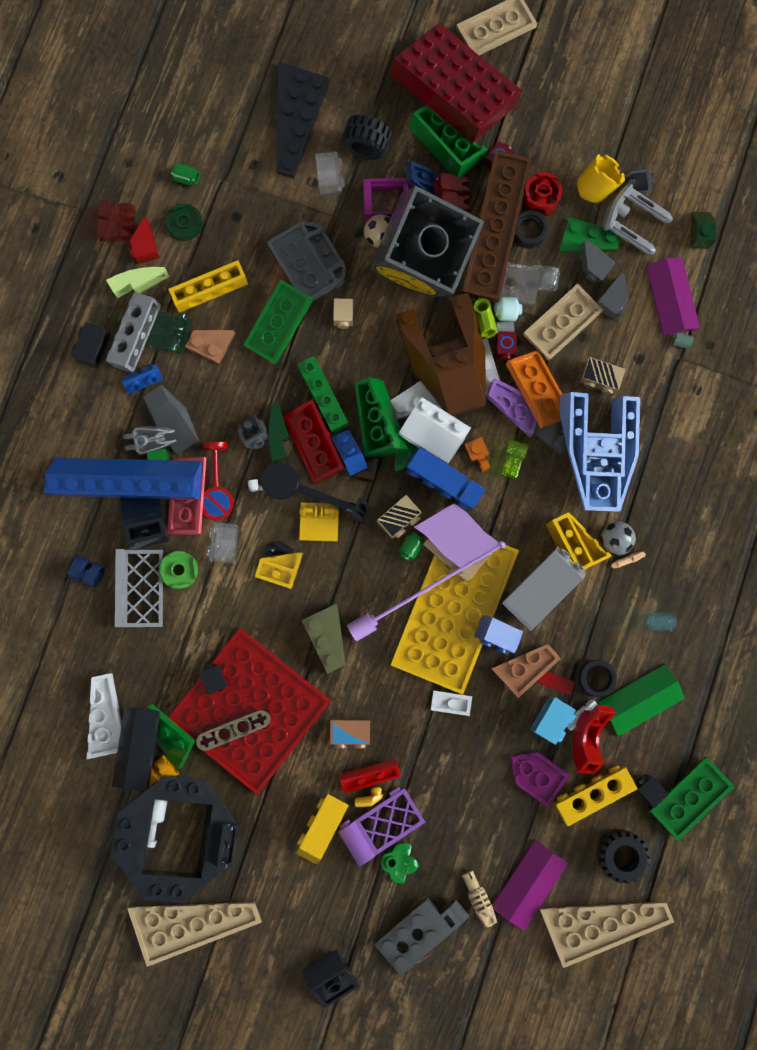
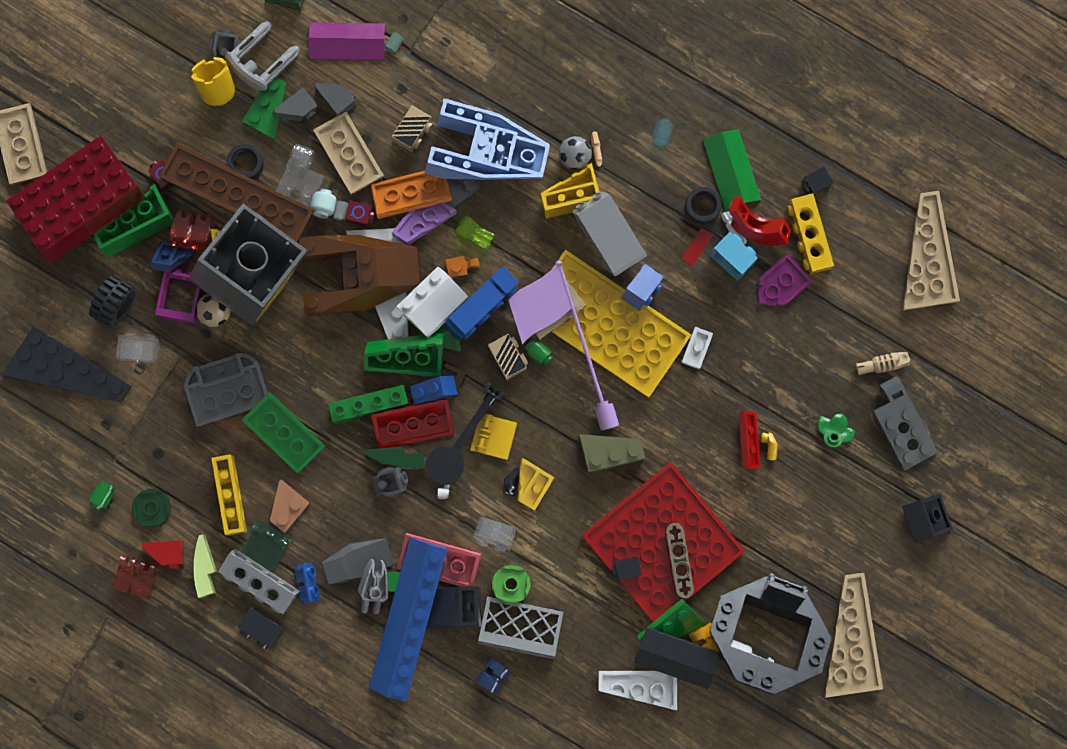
camera: 85 degrees left, 0 degrees up
(217, 500) = (449, 531): piece -> none
(321, 829) = (790, 496): yellow wedge -> none
(343, 313) = (288, 366): tan brick -> none
(350, 733) = (704, 450): nougat brick -> none
(358, 840) = (803, 465): medium lavender piece -> none
(485, 318) = (329, 227): lime piece -> none
(526, 669) = (680, 270): nougat wing -> none
(529, 885) = (879, 314): magenta slope -> none
(542, 193) = (213, 141): red brick -> none
(637, 865) = (884, 214): black tyre -> none
(692, 798) = (831, 146): green plate -> none

